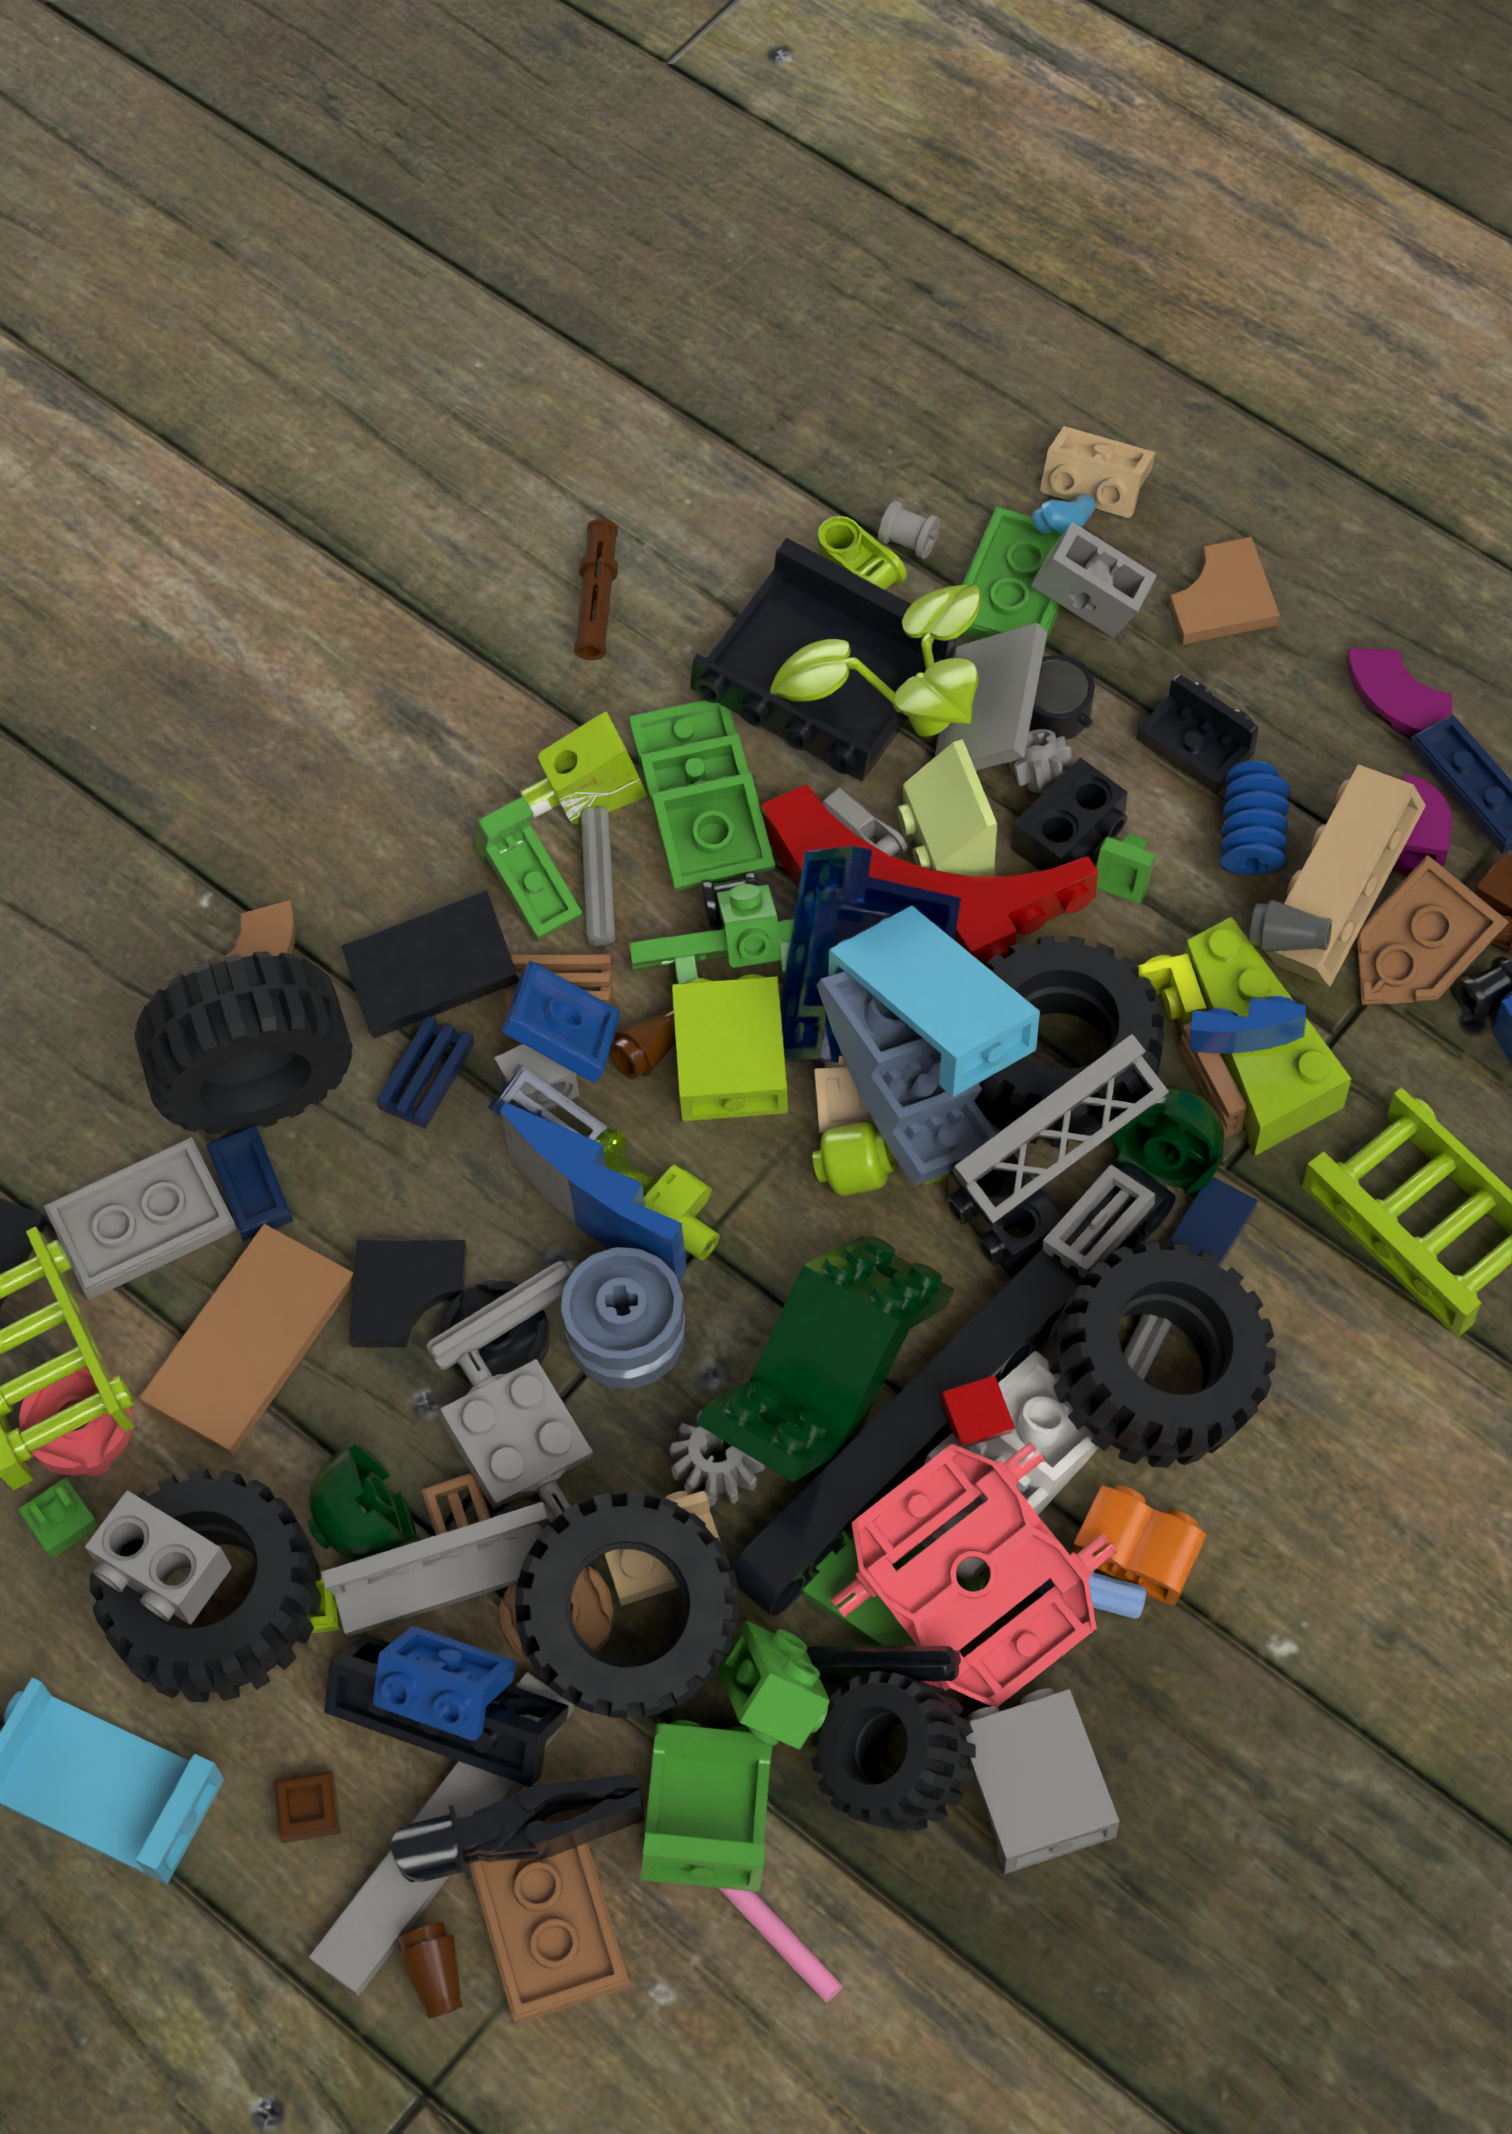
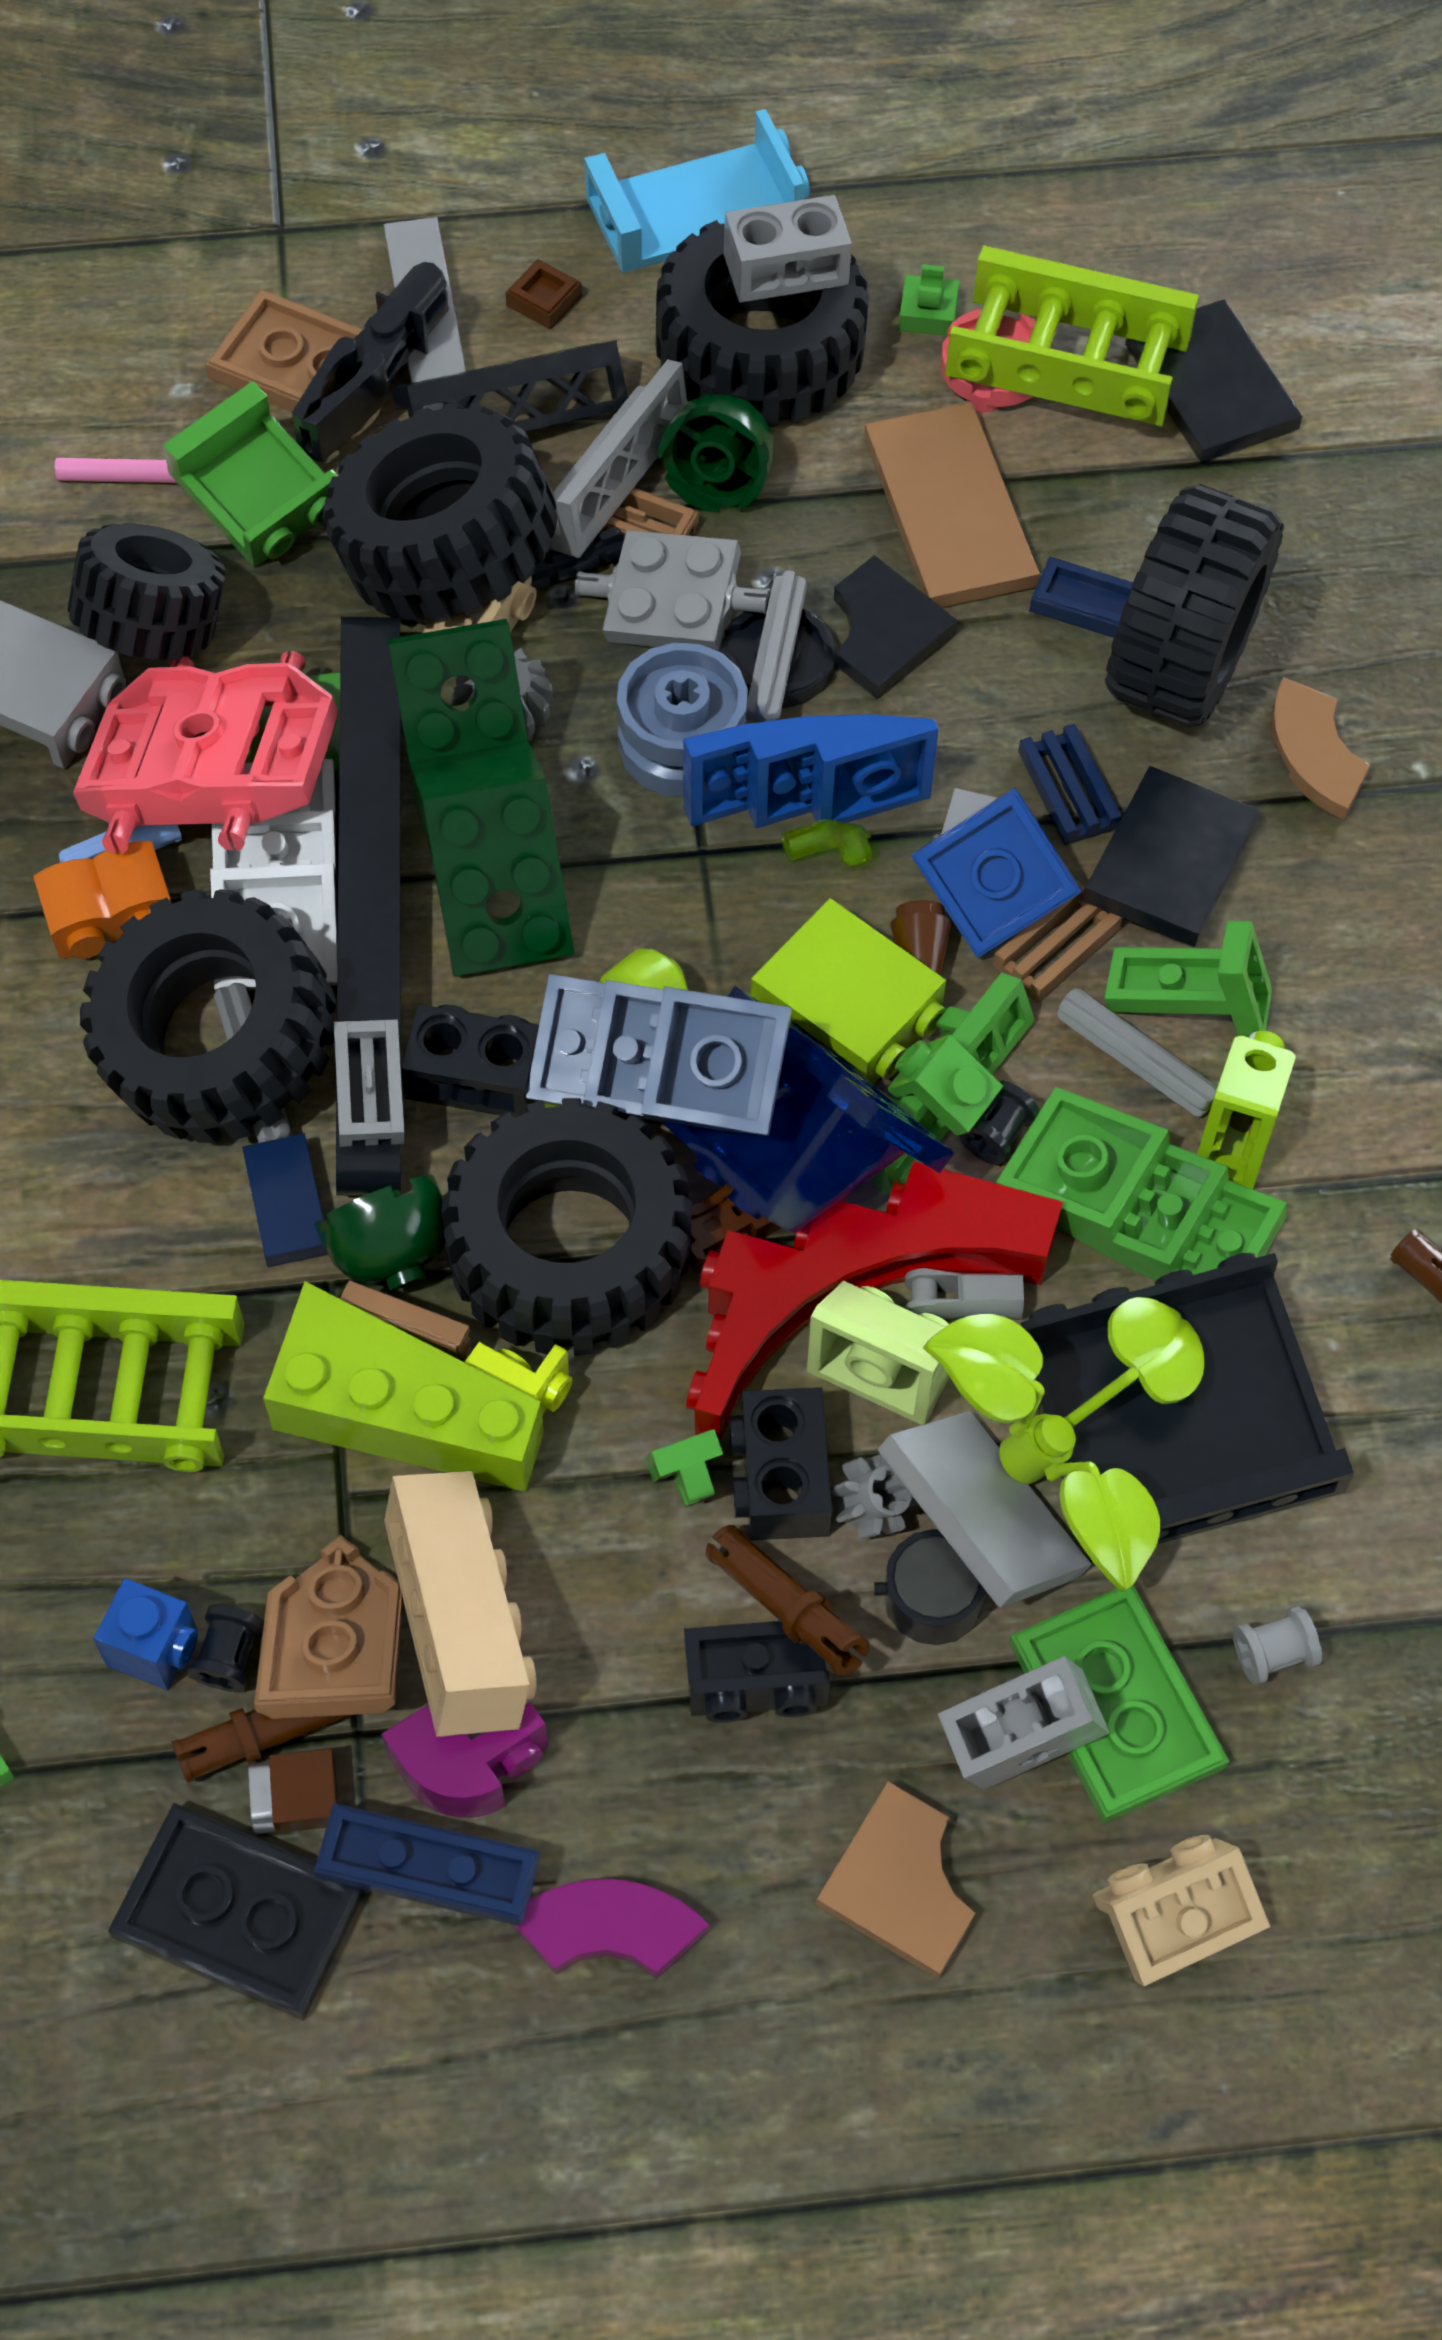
camera: 130 degrees right, 0 degrees up
(140, 1218) = (1127, 500): light grey tile -> none
(432, 1968) = (348, 270): reddish brown cone -> none
(440, 1681) = (526, 381): blue bracket -> none
(511, 1091) = (919, 802): tile -> none
(681, 1198) = (748, 842): lime piece -> none
(774, 1685) = (277, 558): bright green brick -> none
(861, 554) = (1275, 1558): lime piece -> none
(915, 1662) = (217, 645): black axle -> none
(942, 996) = (689, 1090): medium azure panel -> none
(977, 1412) = (317, 851): red tile -> none
(1049, 1111) = (477, 1102): light grey fence -> none
(1060, 514) = (1139, 1800): dark azure arm -> none
(1150, 742) = (804, 1614): none -> reddish brown pin
(1254, 819) = (603, 1617): blue piece -> none
(1268, 1025) = (372, 1344): blue slope -> none
(1288, 928) = (450, 1473): dark grey cone -> none

